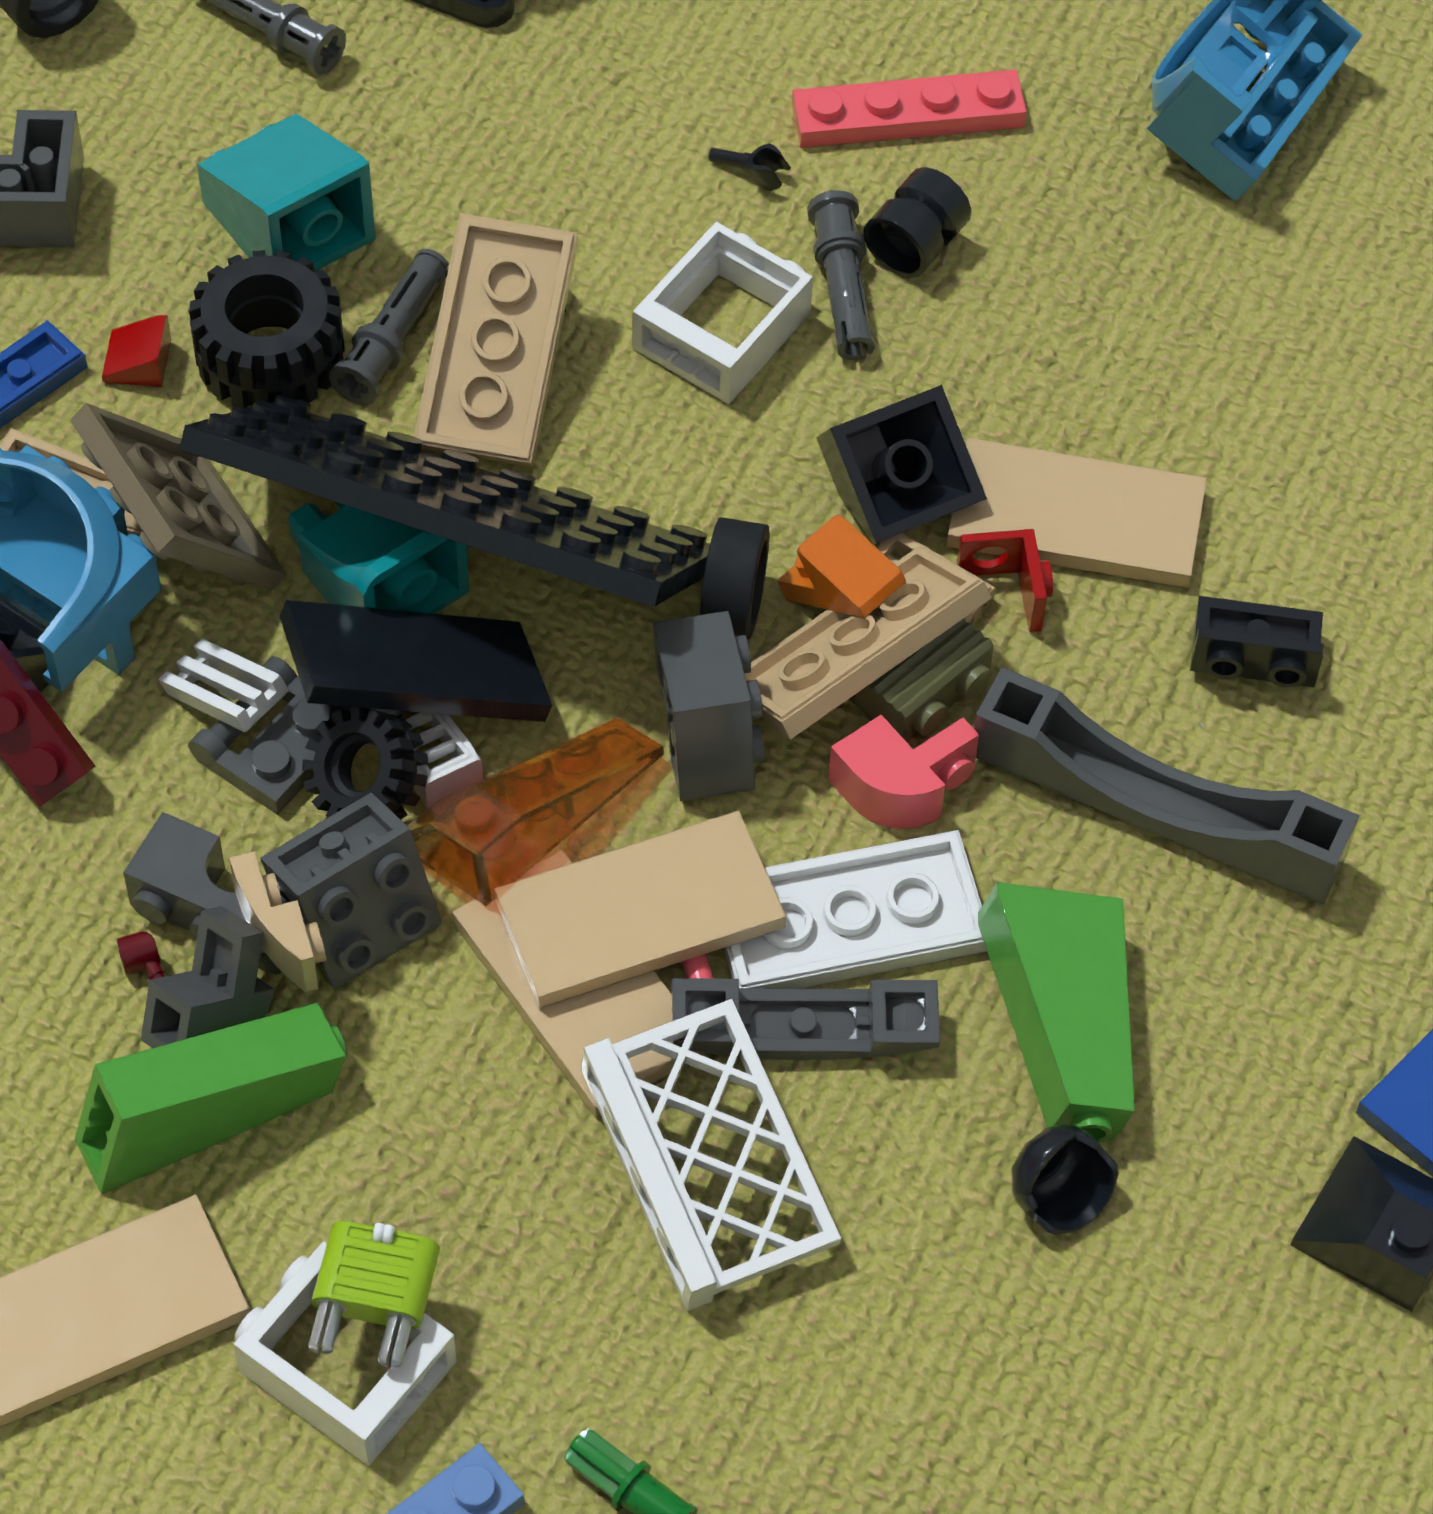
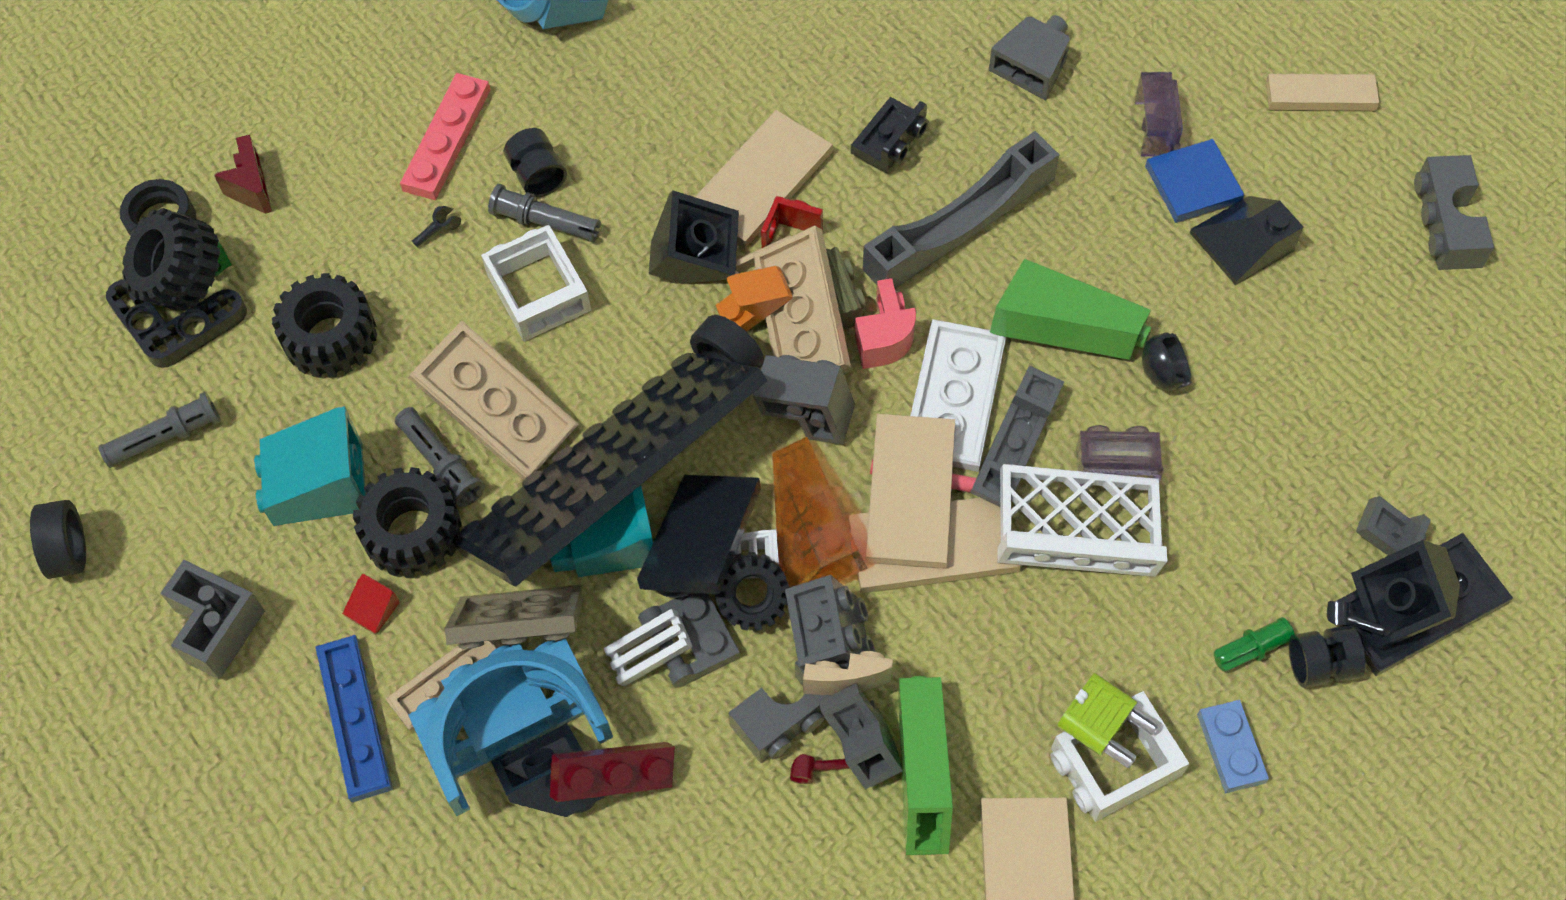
camera: 60 degrees left, 5 degrees up
(511, 73) = (317, 301): none -> black tyre
(858, 1173) = (1120, 452): none -> window

